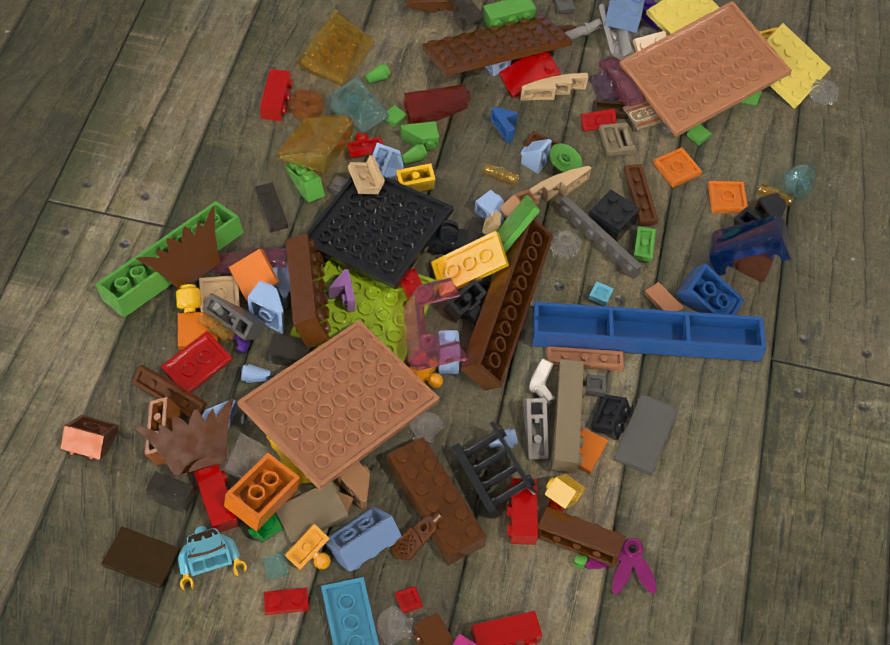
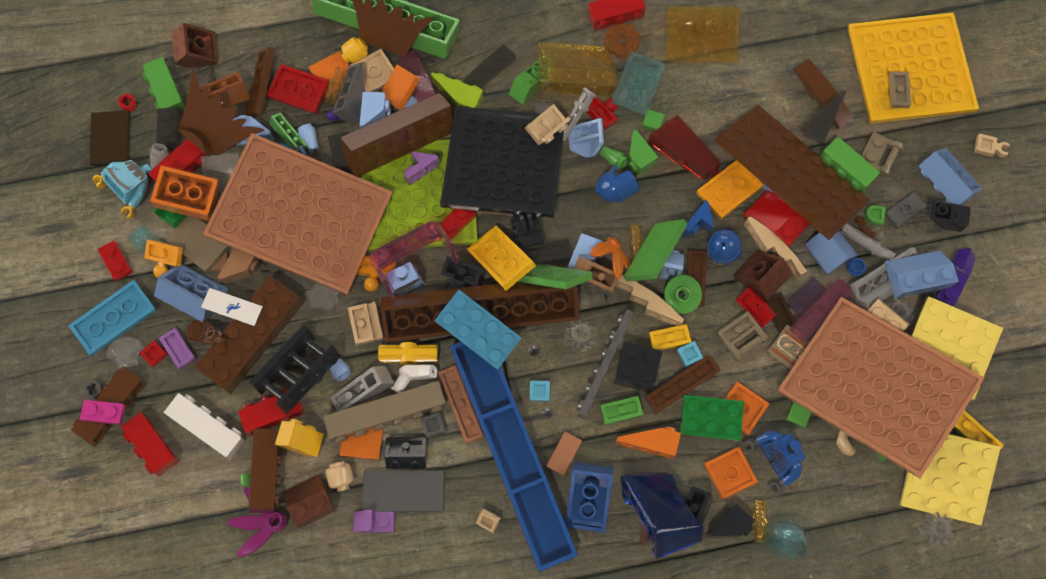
camera: 70 degrees right, 15 degrees up
(108, 519) = (125, 97): none -> red bush
(117, 481) = (162, 85): none -> bright green brick
(197, 511) = (157, 154): none -> light grey cone
(237, 389) = (286, 131): none -> bright green piece
(277, 237) = (458, 92): none -> lime slope
(355, 147) = (583, 106): none -> light grey pin
(379, 73) = (695, 83): bright green cone -> none
(406, 495) = (231, 306): none -> white sticker
(414, 575) = (177, 348): none -> medium lavender tile
(418, 177) = (579, 170): yellow brick -> none
(446, 162) = (616, 188): none -> blue helmet
(472, 400) = (365, 323): none -> tan plate
(486, 92) = (729, 189): none -> light orange plate
(492, 223) = (561, 258): tan plate -> none
(497, 188) = (612, 246): none -> orange plant
(510, 576) = (204, 426): none -> white brick
(518, 377) = (408, 353): none -> yellow piece
(521, 155) = (655, 250): none -> bright green tile
(533, 300) = (478, 329): none -> dark azure plate
(537, 115) = (726, 254): none -> blue helmet
(558, 17) = (875, 215): none -> bright green tile
(571, 102) = (763, 273): none -> copper slope
(574, 57) = (830, 253): none -> medium blue slope
(595, 47) = (856, 267): none -> blue plate
(596, 185) = (670, 337): none -> yellow plate
(611, 476) = (339, 475): none -> tan head
(617, 179) = (689, 354): none -> medium azure plate
(625, 511) = (308, 502): none -> copper slope
(664, 469) = (373, 522): none -> medium lavender slope
(678, 186) = (712, 417): none -> green plate
(684, 229) = (656, 441): none -> orange slope
(699, 378) = (488, 520): none -> tan slope
(730, 153) = (783, 454): none -> blue torso
(734, 117) = (844, 444): none -> tan arm

